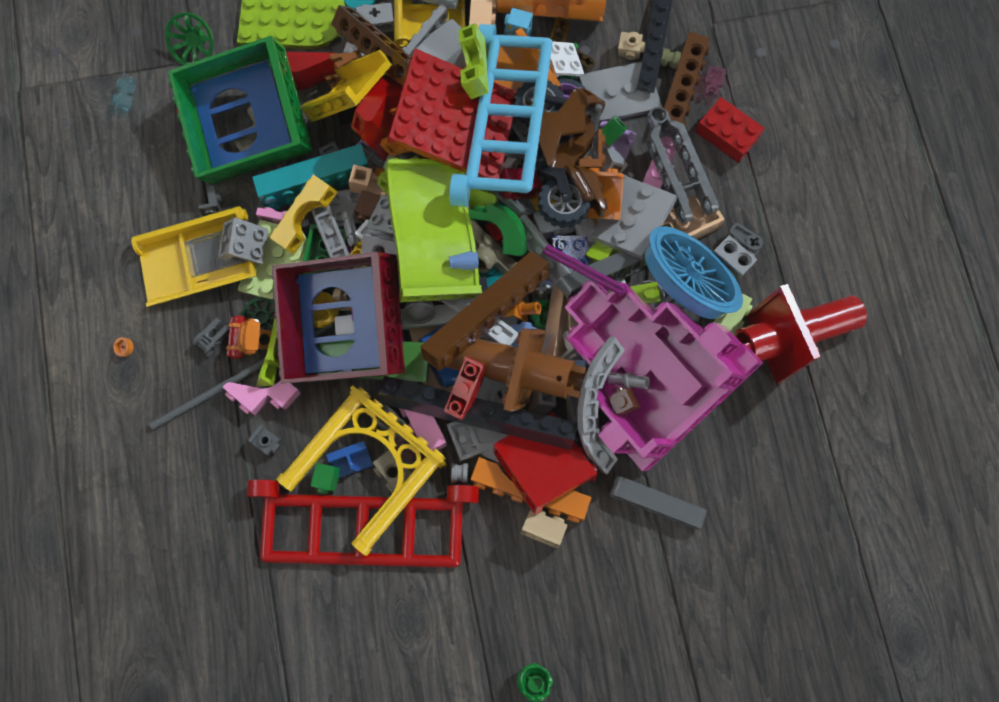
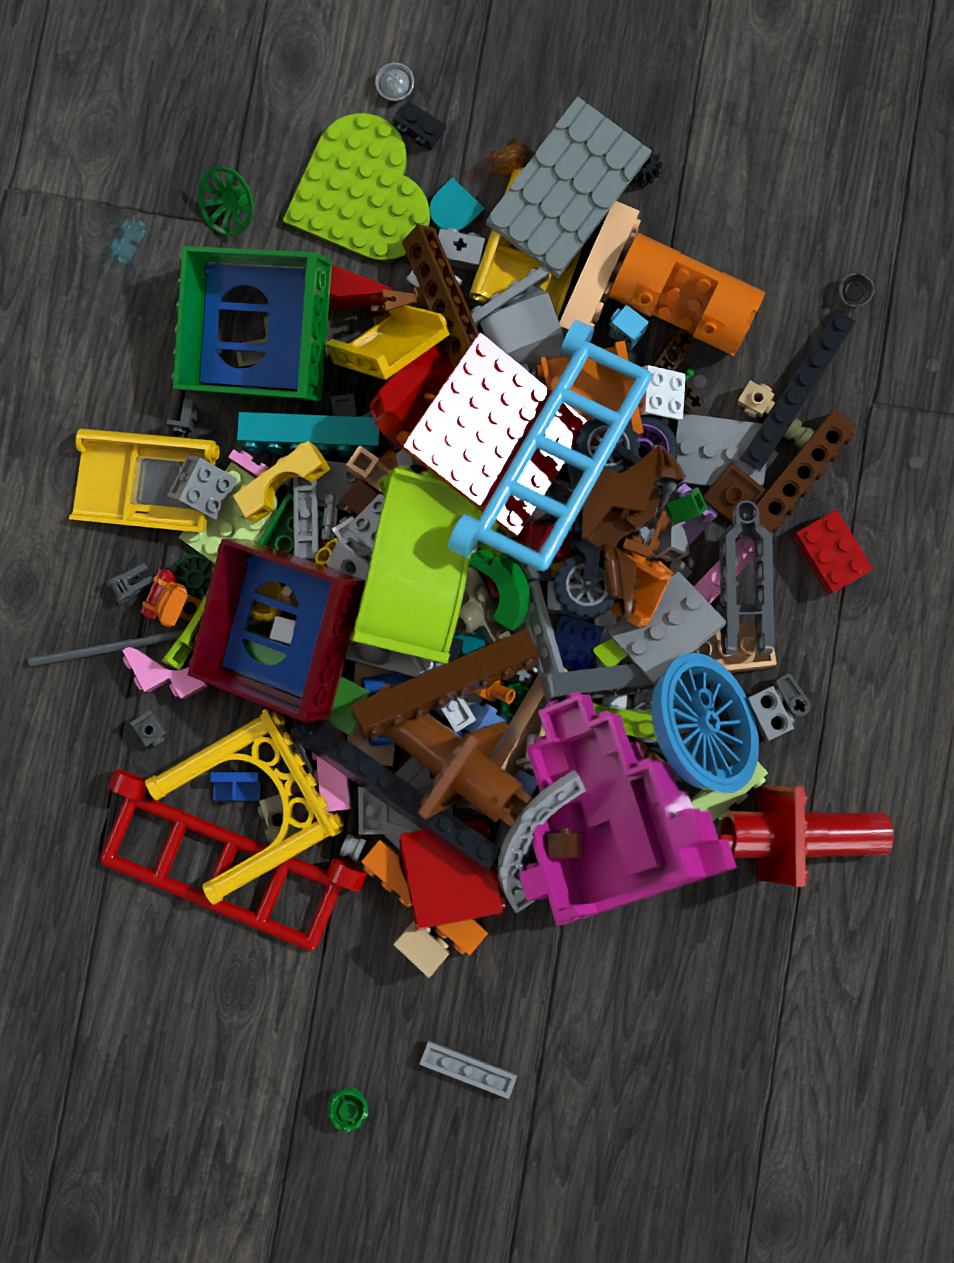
camera: 25 degrees right, 10 degrees up
(123, 347) = (28, 557): orange tile -> none
(325, 478) = (201, 797): green brick -> none
(464, 261) = (440, 620): medium blue cone -> none
(465, 388) = (386, 768): red slope -> none
(474, 76) = (552, 354): lime arch -> none
(585, 270) = (576, 681): magenta axle -> none
(618, 612) = (468, 1069): none -> light grey plate
(628, 380) = (580, 822): light grey pin -> none
(637, 112) = (730, 488): none -> reddish brown tile
(658, 503) = (561, 966): dark grey beam -> none
(714, 79) = (842, 478): clear pink plate -> none

